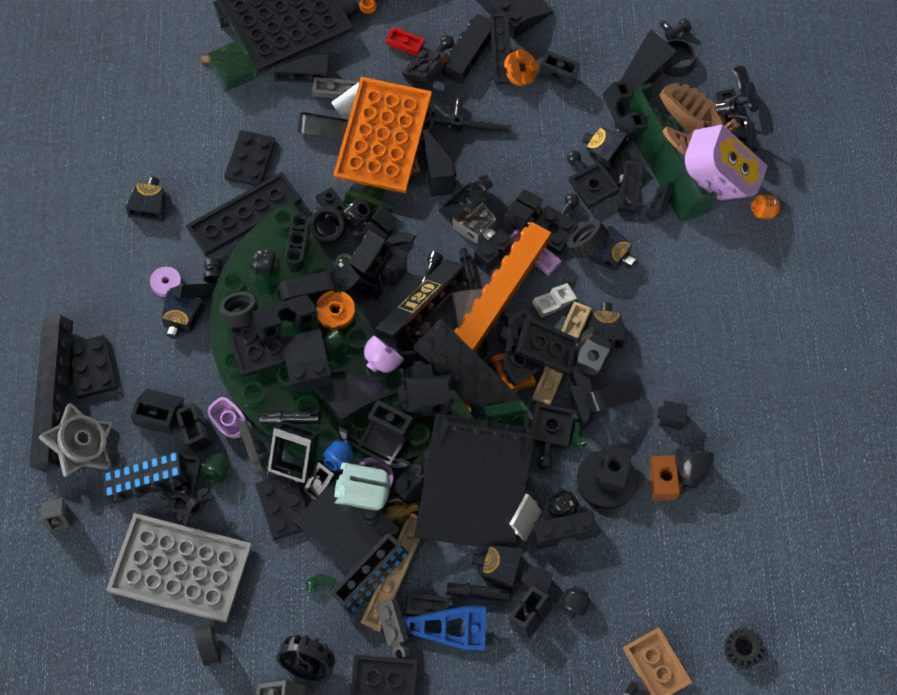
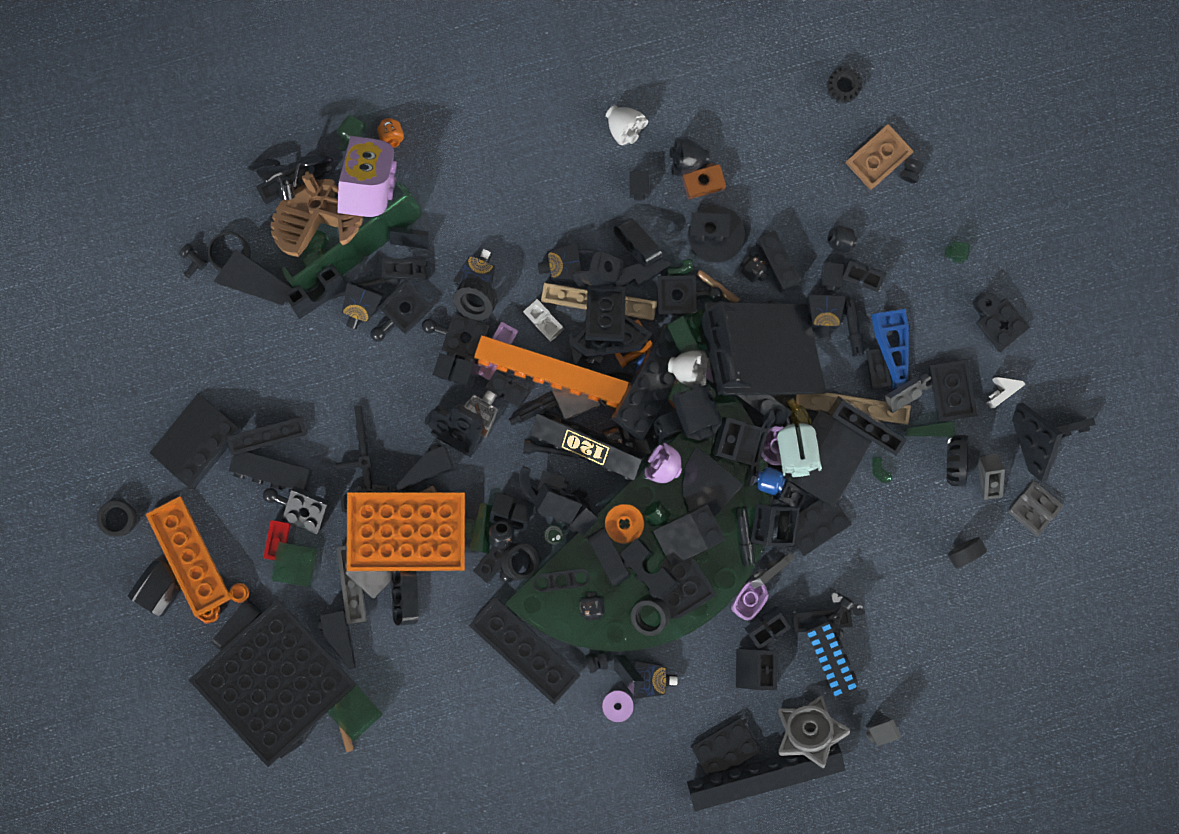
camera: 105 degrees left, 20 degrees up
(147, 201) = (534, 752): black torso -> none
(179, 568) = (900, 601): light grey plate -> none
(216, 468) = (799, 596): clear green head -> none
(250, 158) = (457, 664): black plate -> none
(346, 649) = (935, 430): none -> clear green piece
(380, 48) = (293, 564): none -> clear green plate
(472, 404) = (690, 367): none -> white piece
(525, 516) = (776, 298): white piece -> none
(529, 66) = (284, 400): orange plate -> none
(555, 465) = (713, 283): none -> medium nougat piece
(559, 69) = (277, 369): black brick -> none
(736, 414) = (625, 124): none -> white piece
(775, 176) = (350, 127): none -> clear green piece

